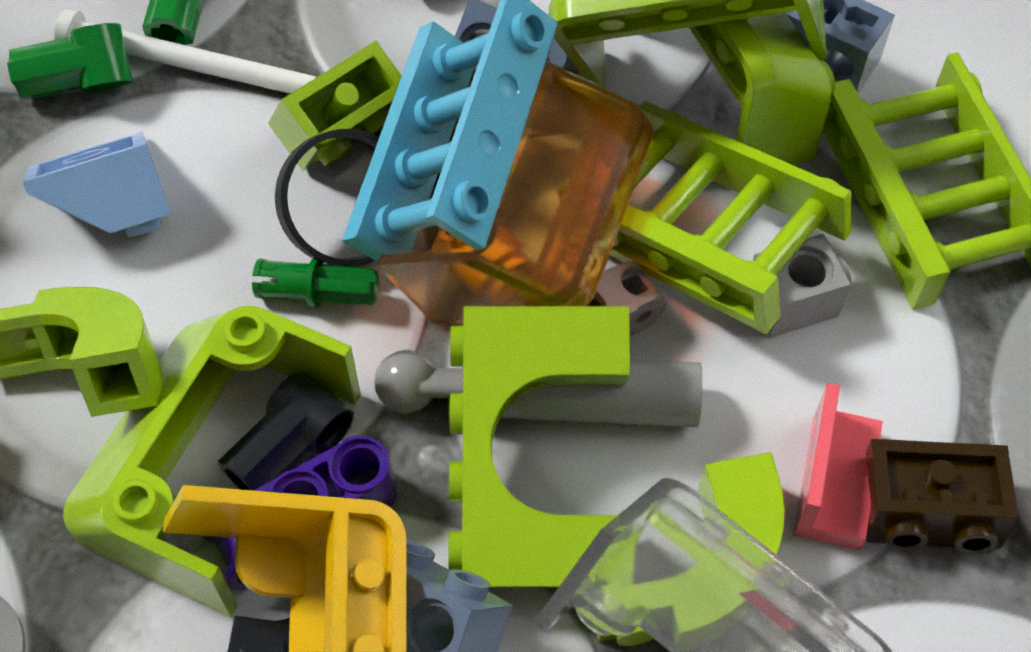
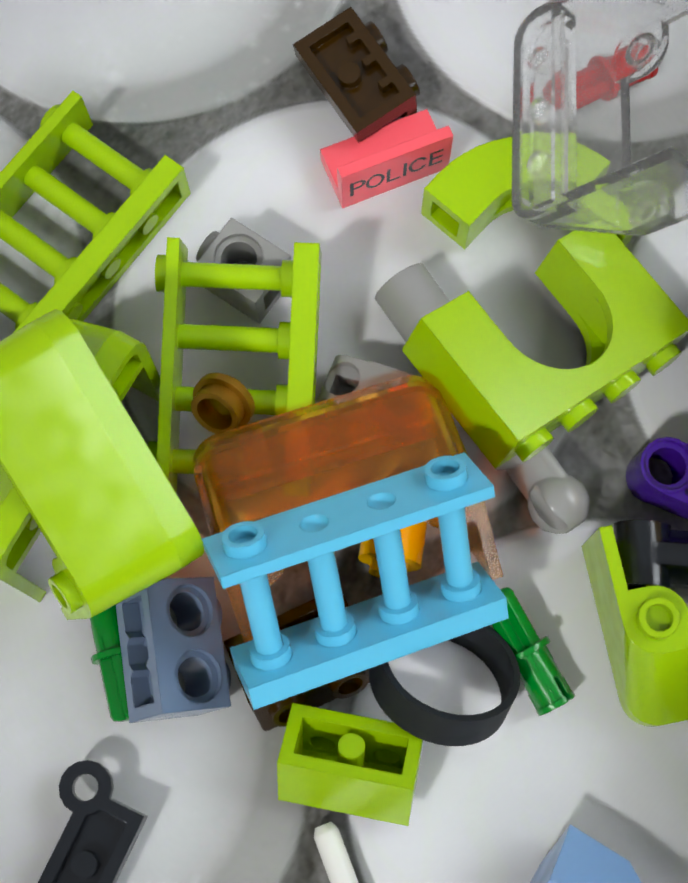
camera: 125 degrees left, 15 degrees up
(676, 164) = (221, 403): none -> pearl gold plate

